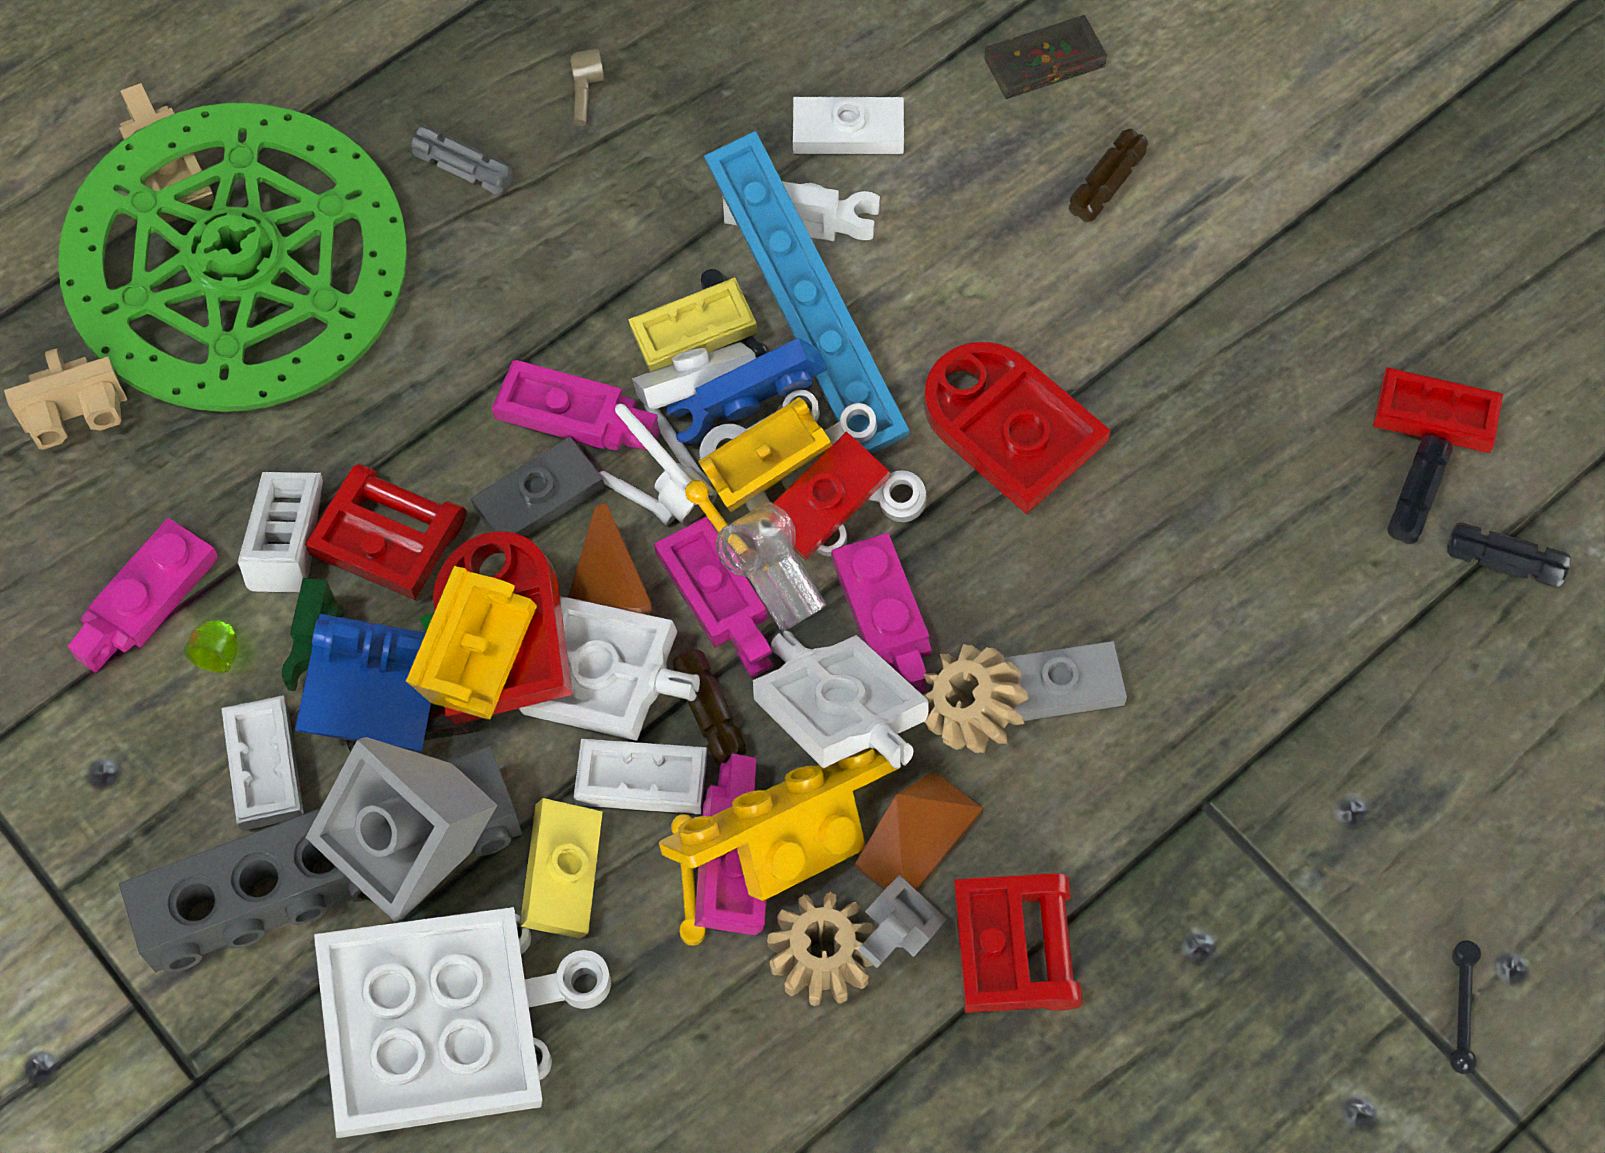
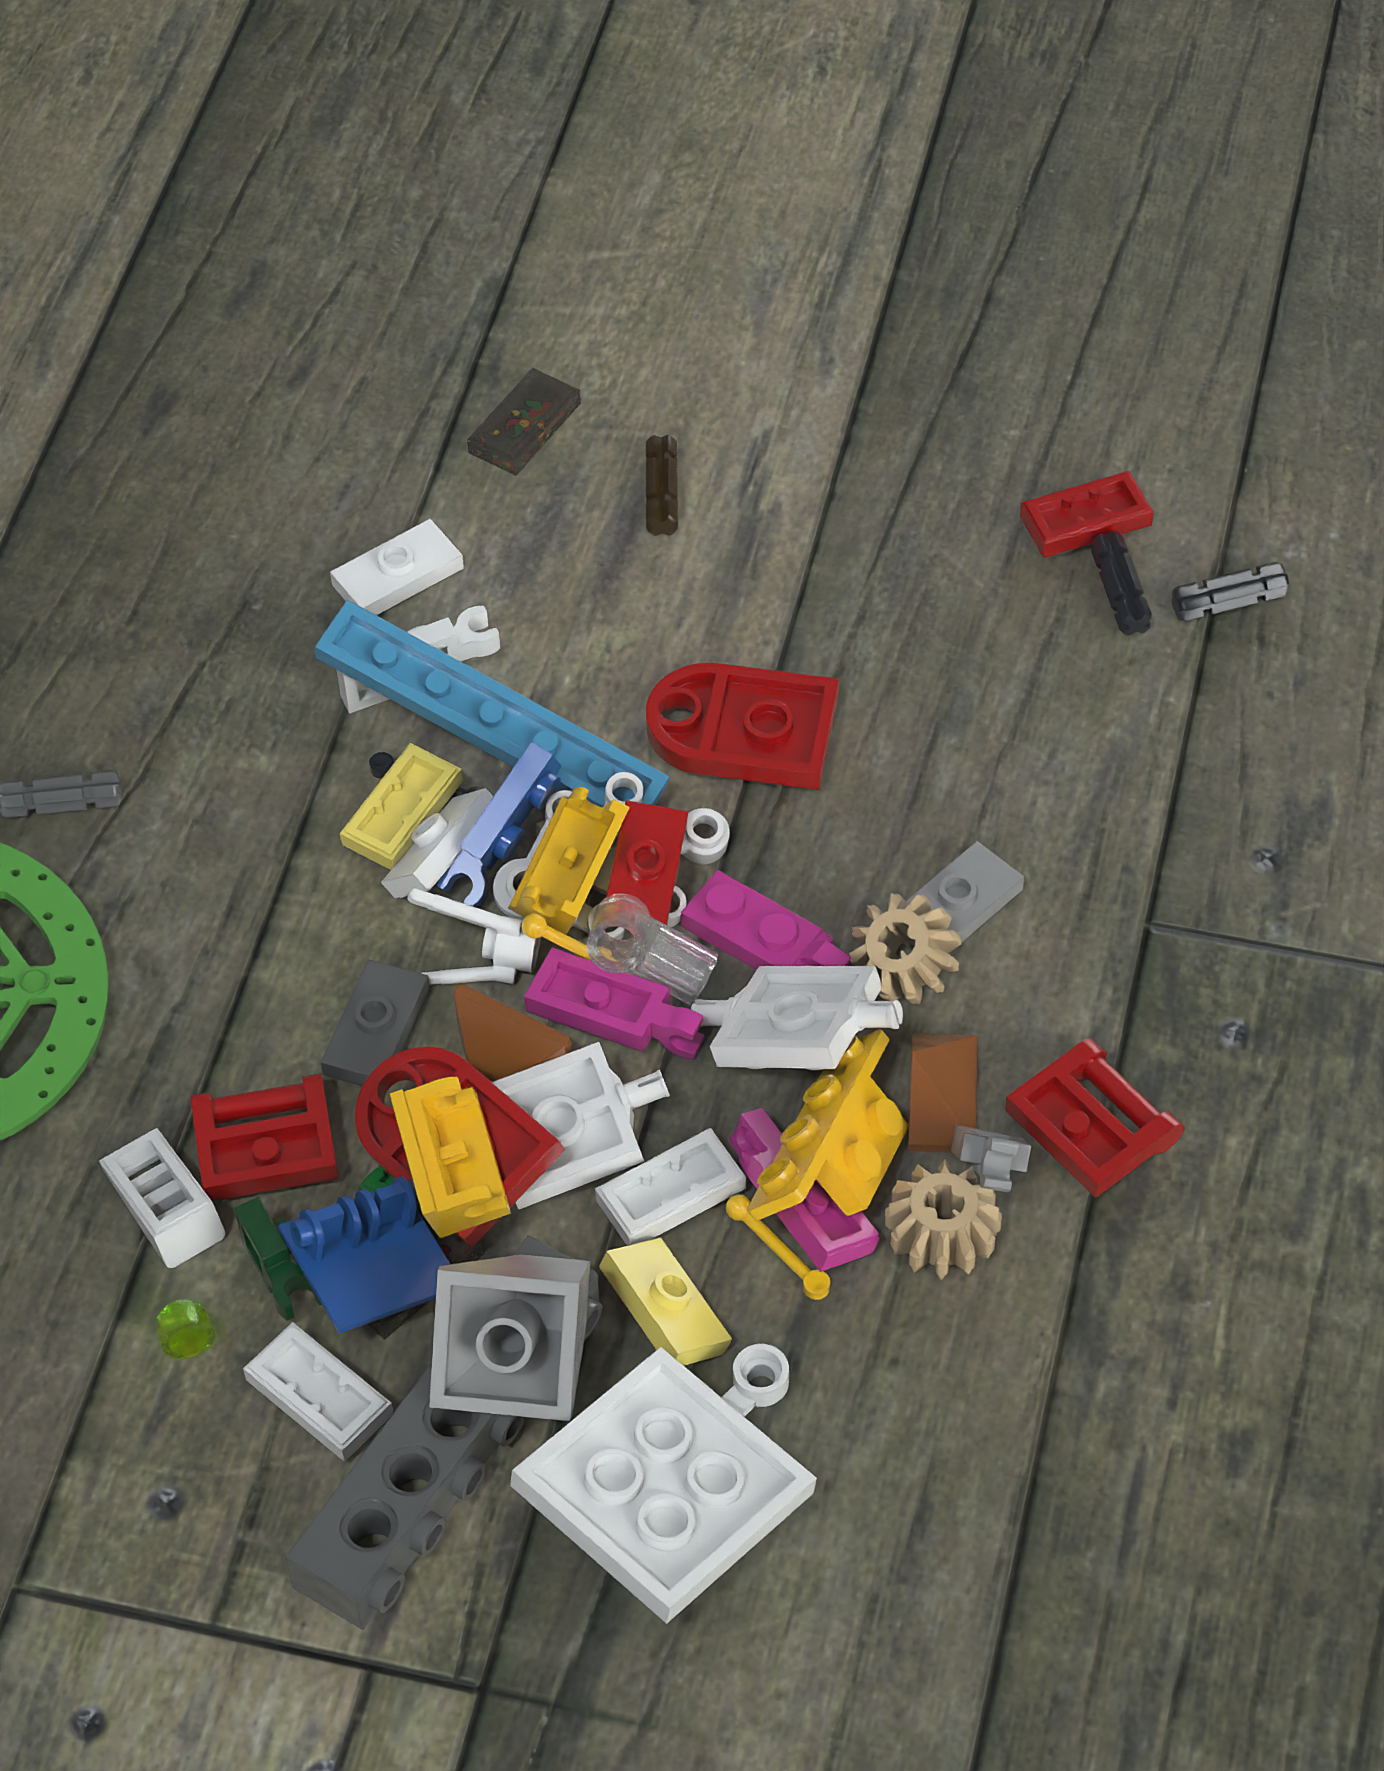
camera: 35 degrees left, 10 degrees down
(142, 594) = (73, 1328): dark pink hinge -> none
(568, 407) = (349, 935): dark pink hinge -> none
(585, 69) = (112, 654): dark tan hand -> none
(711, 709) = (688, 1102): dark brown axle -> none

